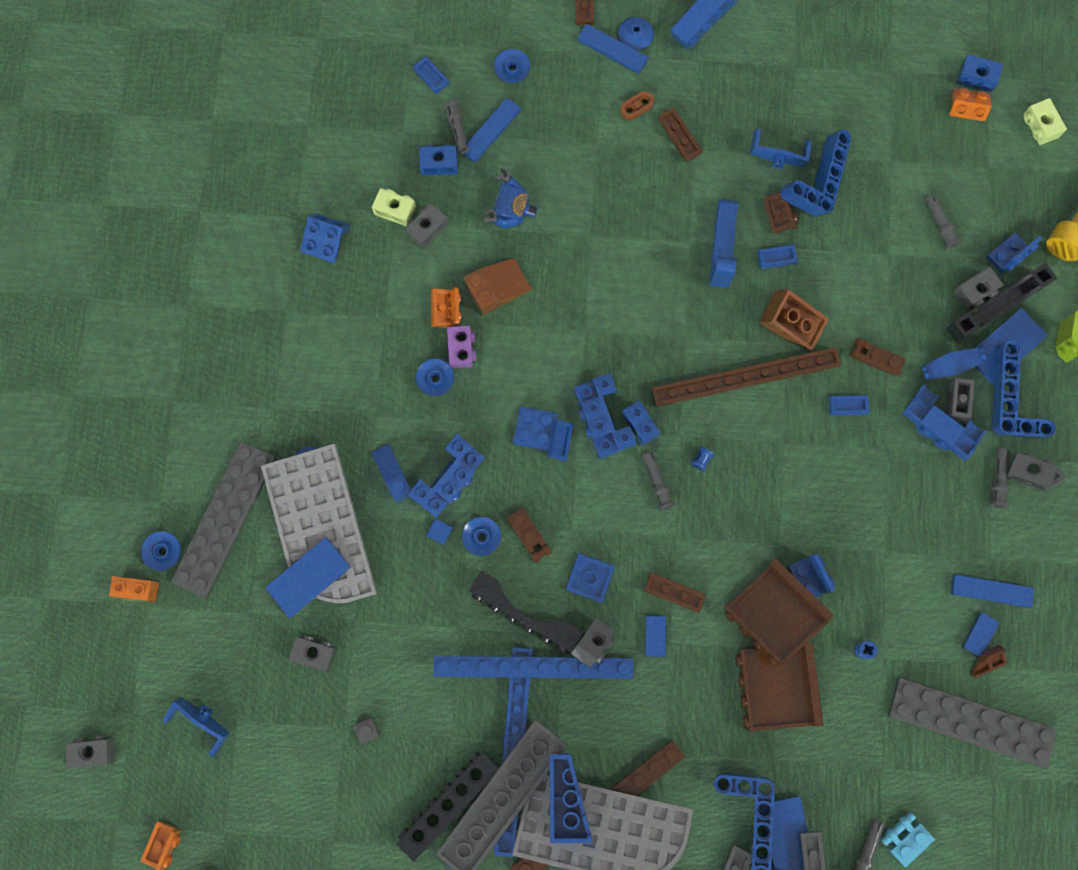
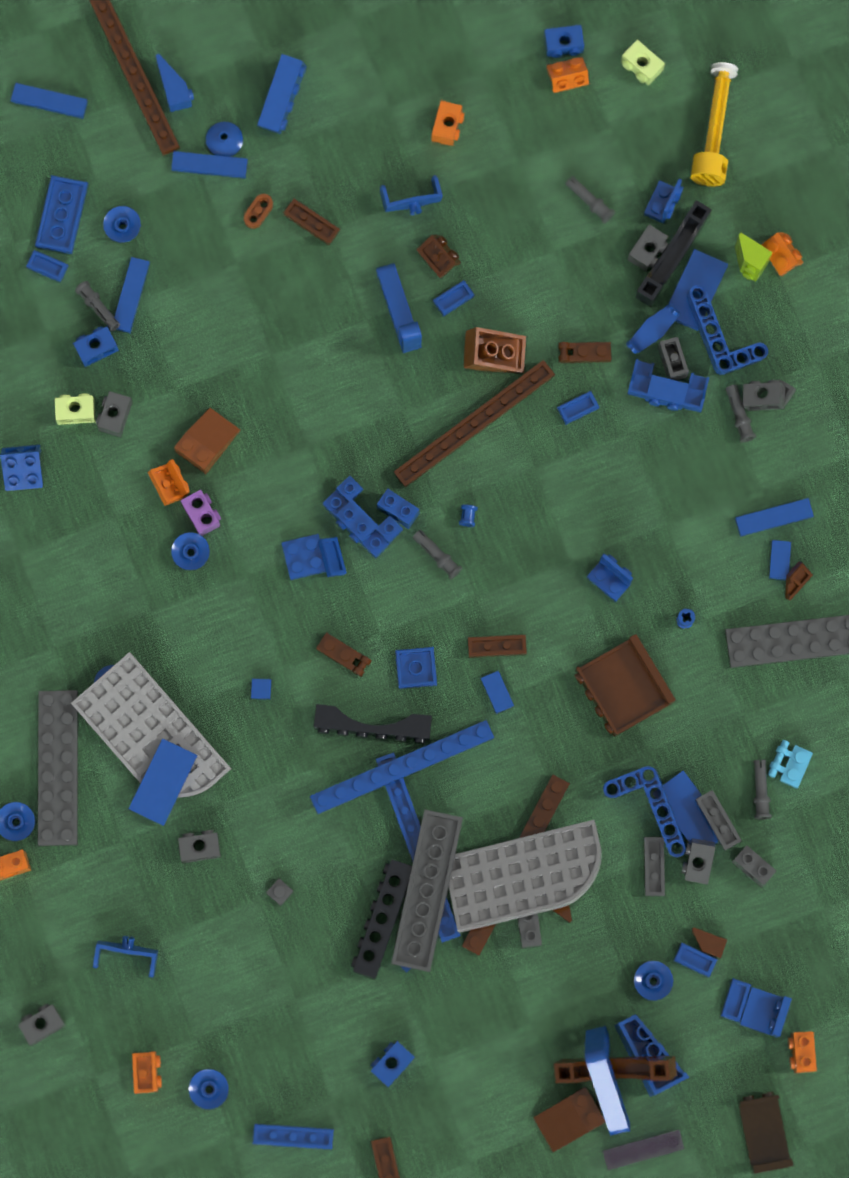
camera: 30 degrees left, 0 degrees up
(392, 473) = (193, 656): blue slope -> none
(451, 480) = (250, 636): blue bracket -> none
(464, 37) = (61, 214): none -> blue tile
(479, 526) = (299, 665): blue dish -> none
(511, 203) = (184, 358): blue torso -> none
(567, 808) = (484, 864): blue wedge -> none
(587, 651) = (445, 721): dark grey brick -> none
(778, 614) = (595, 622): reddish brown panel -> none
(823, 195) = (470, 224): blue beam -> none
(845, 91) = (447, 112): none -> orange brick

